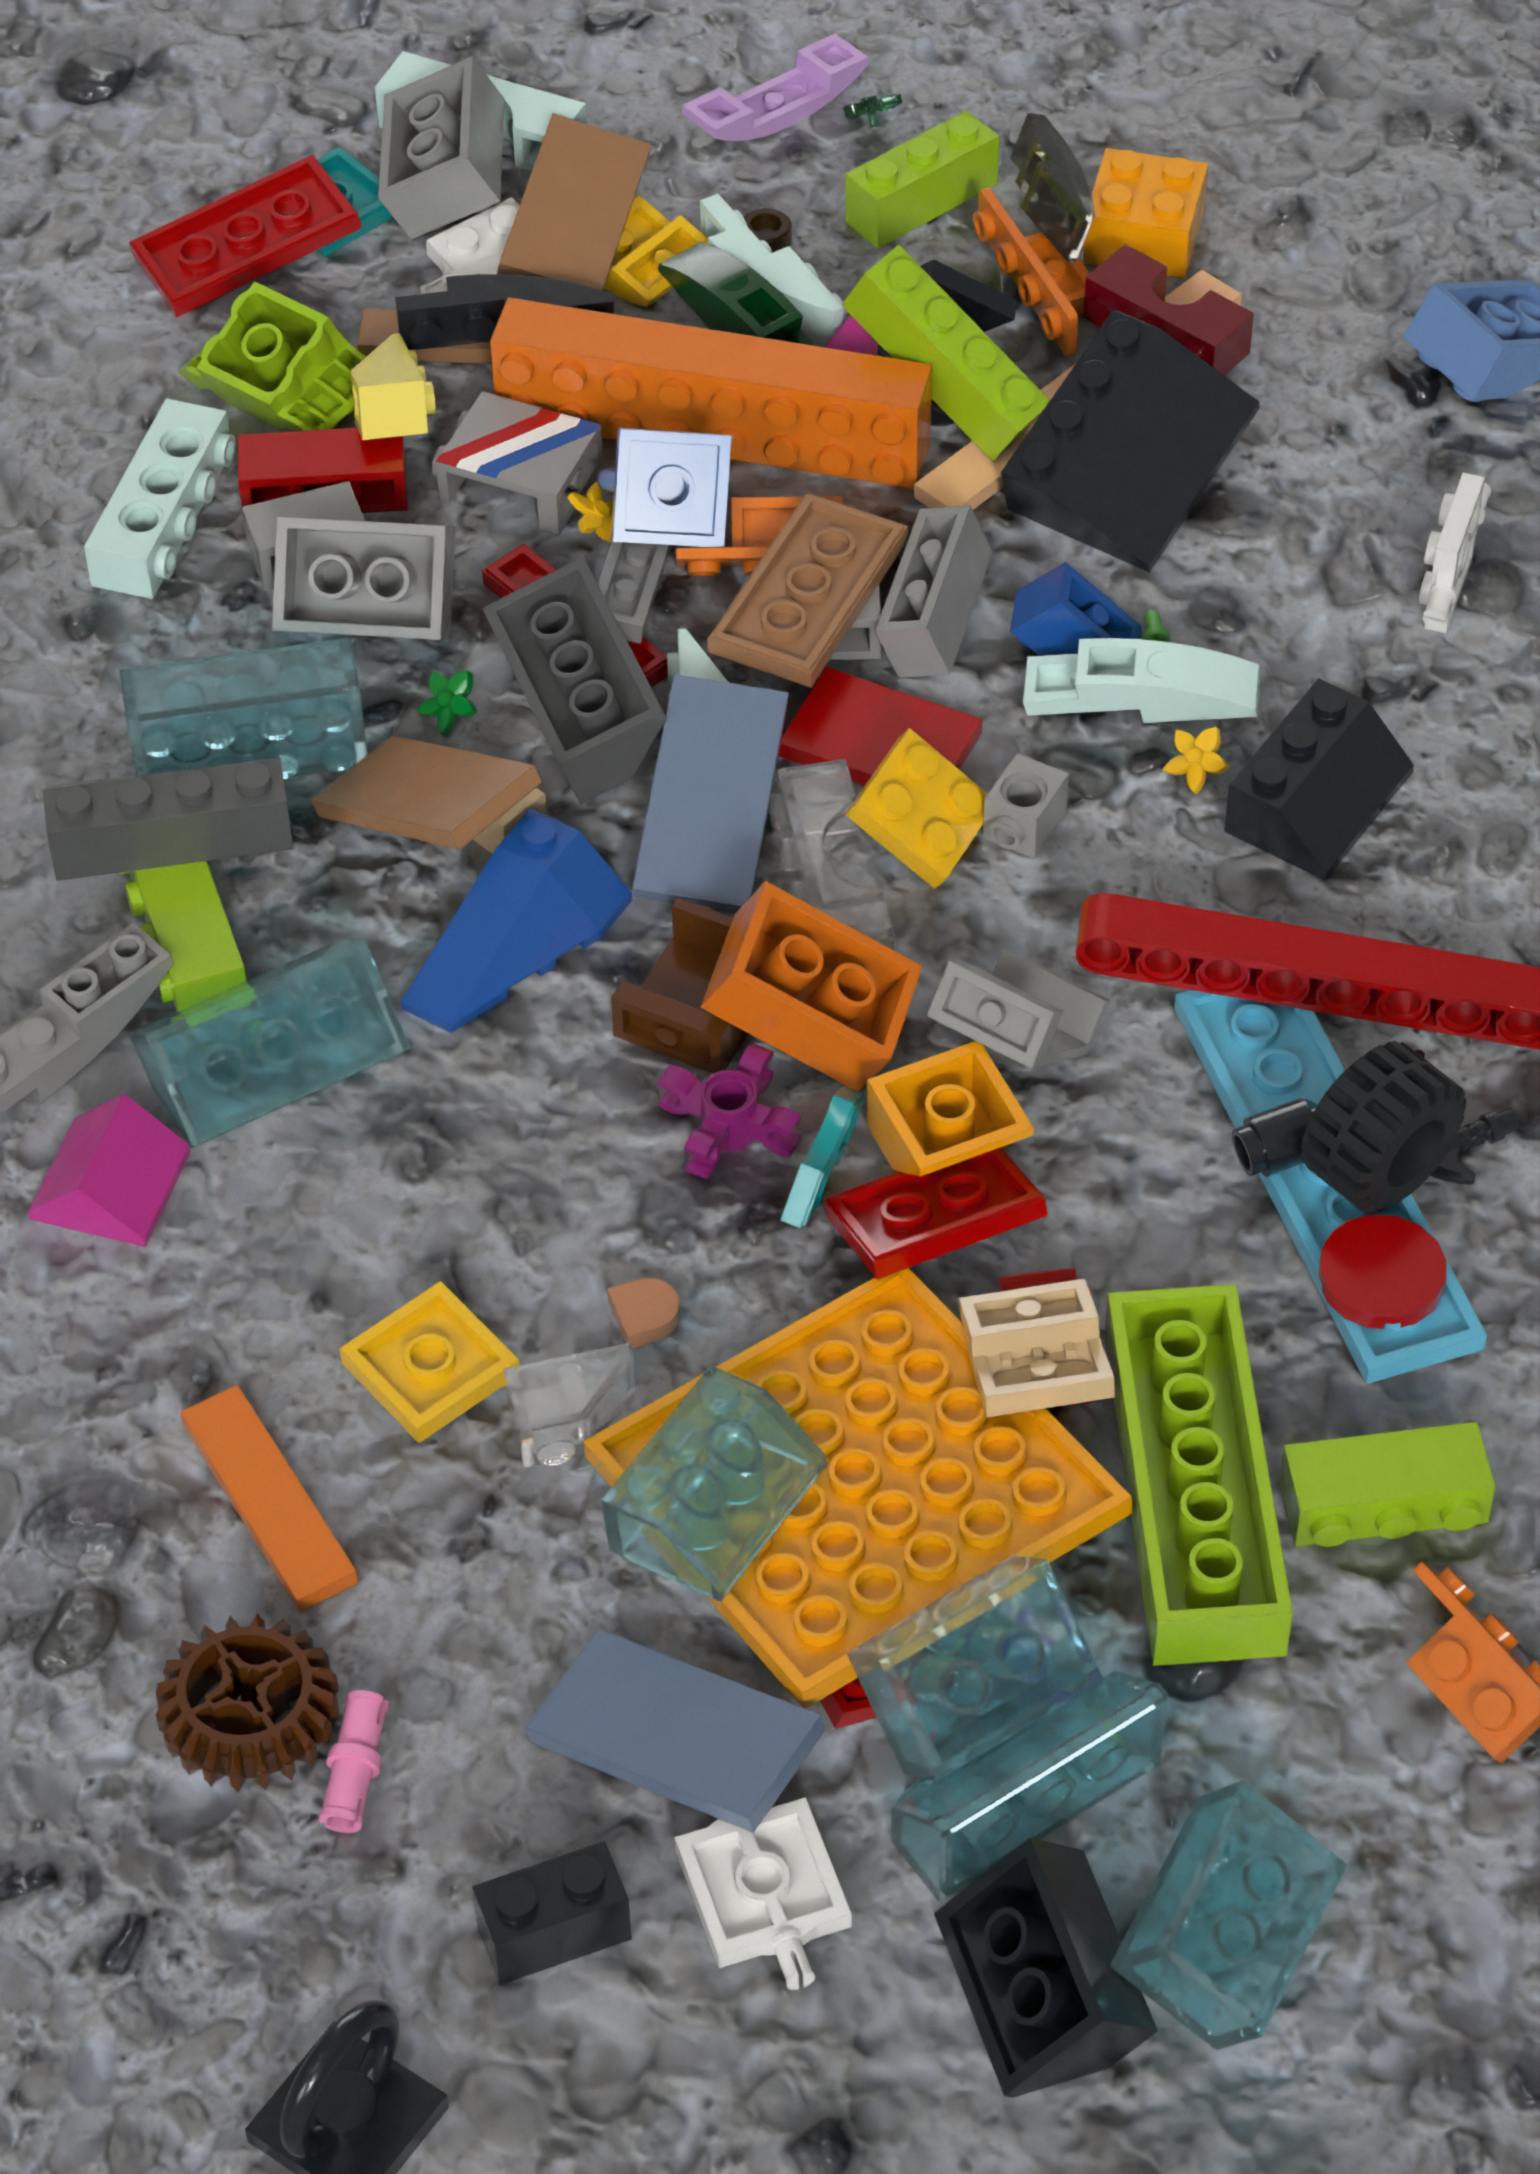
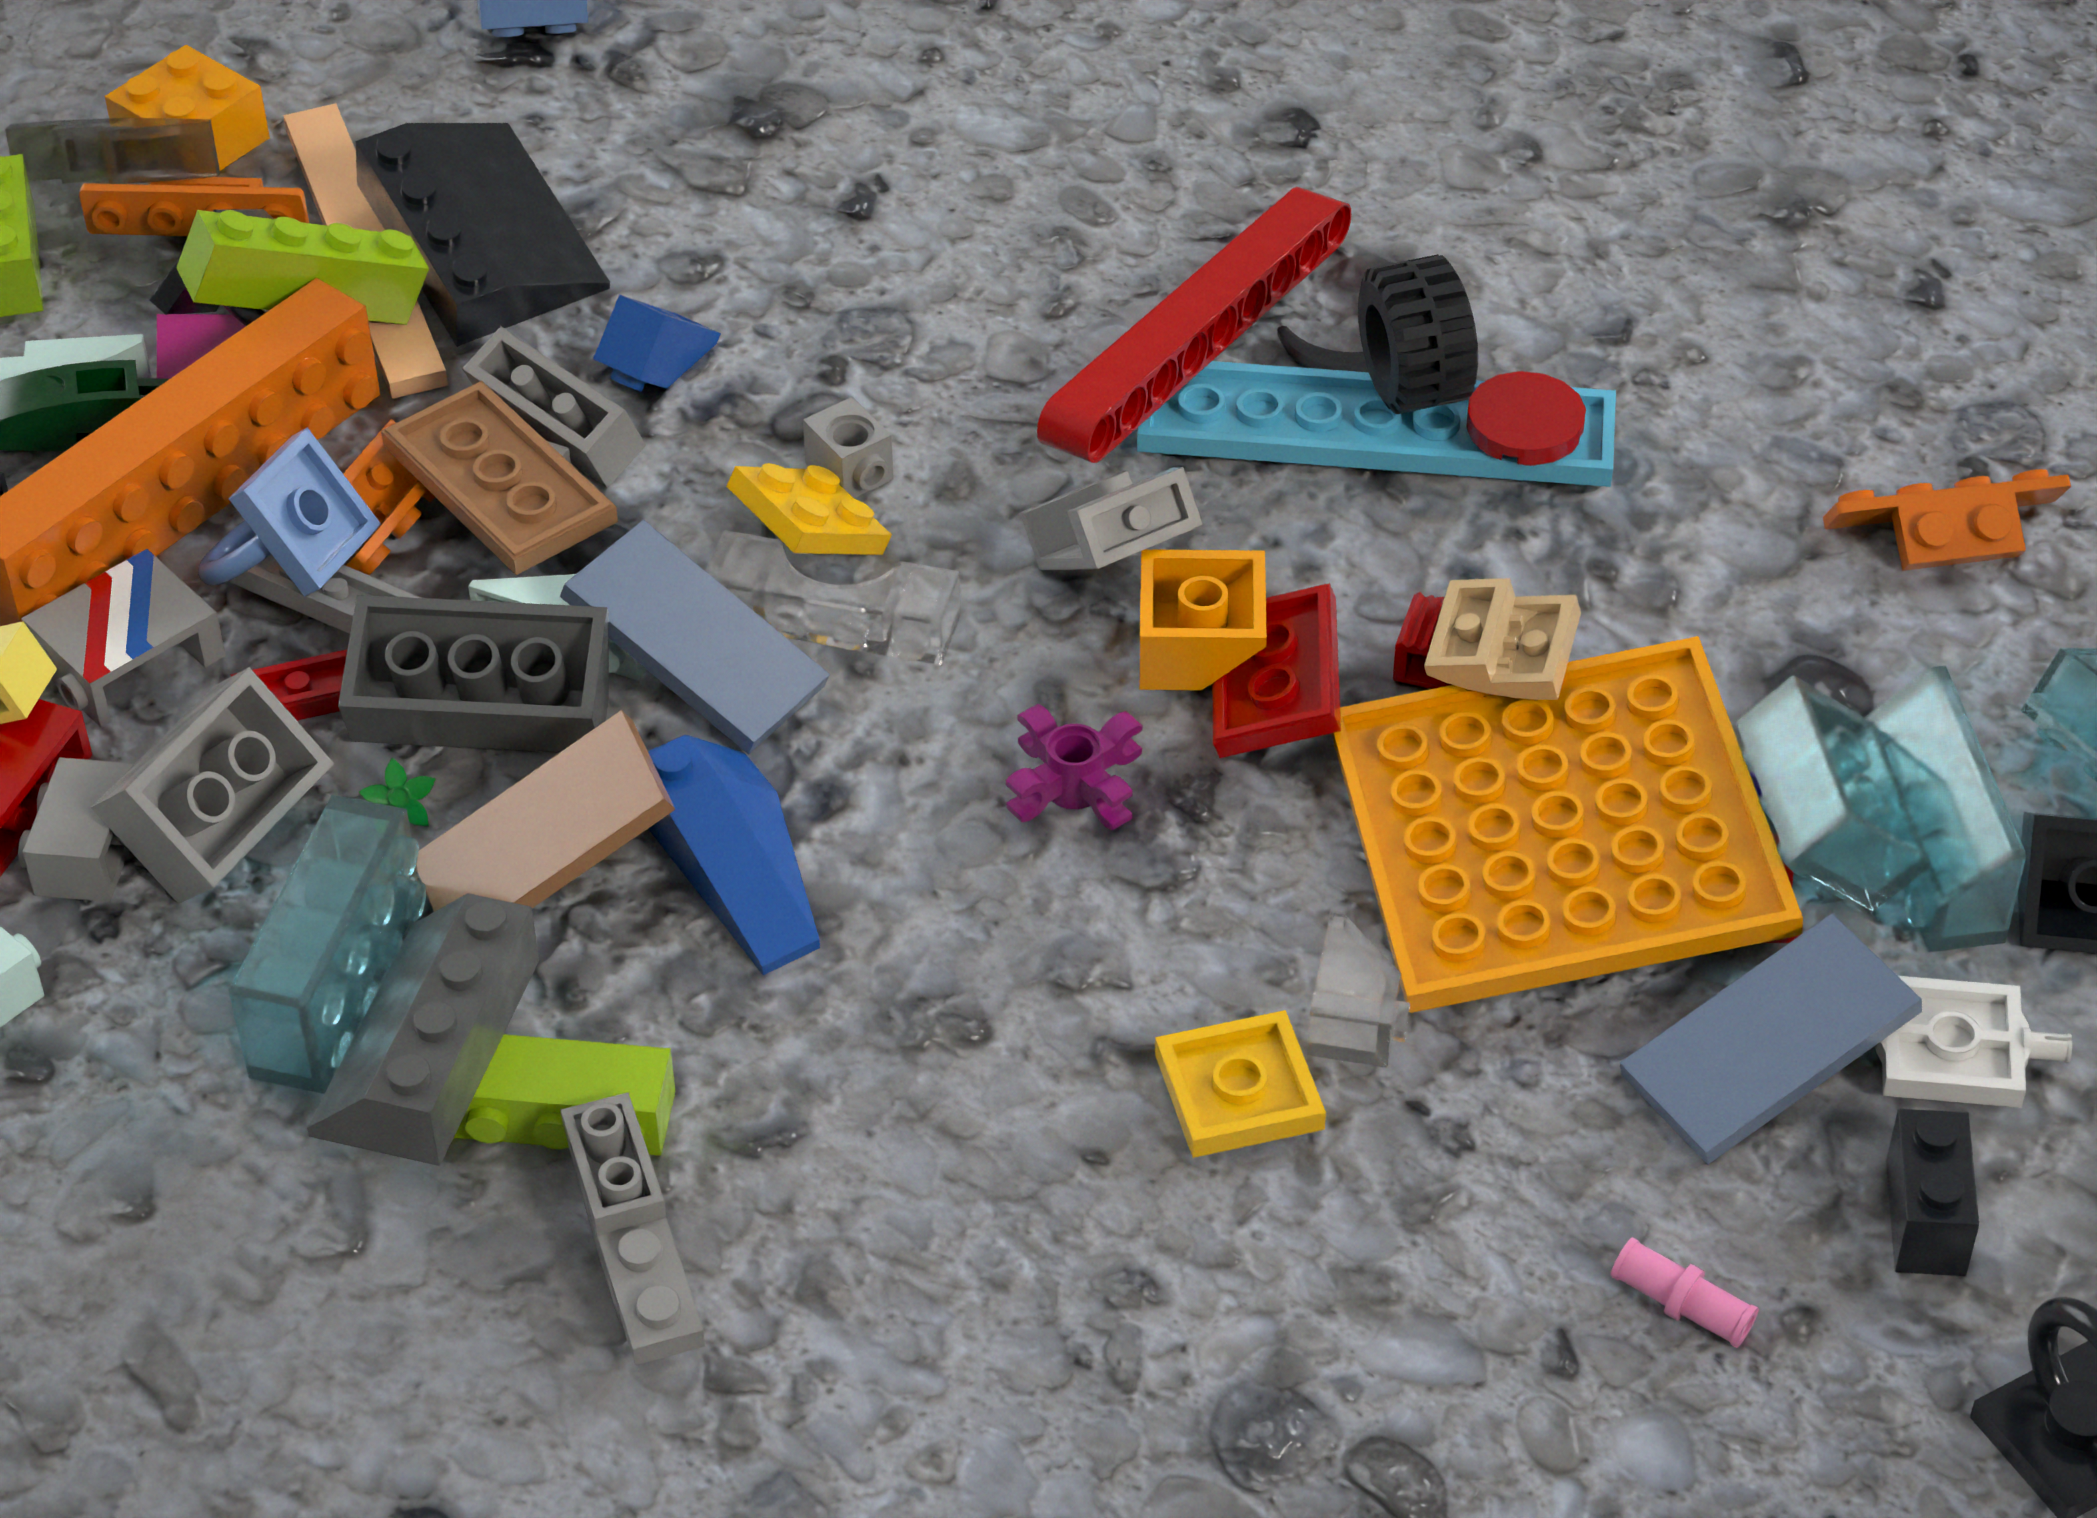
camera: 65 degrees left, 5 degrees down
(112, 1173) = (833, 1270): dark pink slope -> none
(231, 1735) = (1563, 1347): reddish brown gear -> none
(269, 1498) = (1326, 1266): orange tile -> none
(270, 1040) = (753, 1075): clear light blue slope -> none
(596, 512) = (239, 610): yellow plant -> none
(645, 1310) = (1262, 912): nougat tile -> none
(666, 1007) = (905, 742): reddish brown panel -> none
(711, 1485) = (1539, 903): clear light blue slope -> none
(812, 986) = (997, 639): orange brick -> none
(824, 1153) = (1171, 723): teal tile -> none
(864, 719) = (685, 506): red tile -> none
(1136, 286) = (317, 159): dark red arch -> none
(1154, 628) = (699, 307): bright green piece -> none
(1155, 676) = (759, 322): light aqua slope -> none
(1196, 757) = (868, 330): yellow plant -> none
(1197, 1476) = (1657, 586): lime brick -> none
(1272, 1138) = (1357, 418): black brick -> none
(1317, 781) = (947, 271): black slope -> none
(1386, 1484) = (1734, 506): lime brick -> none
(1452, 550) = (777, 85): white plate -> none

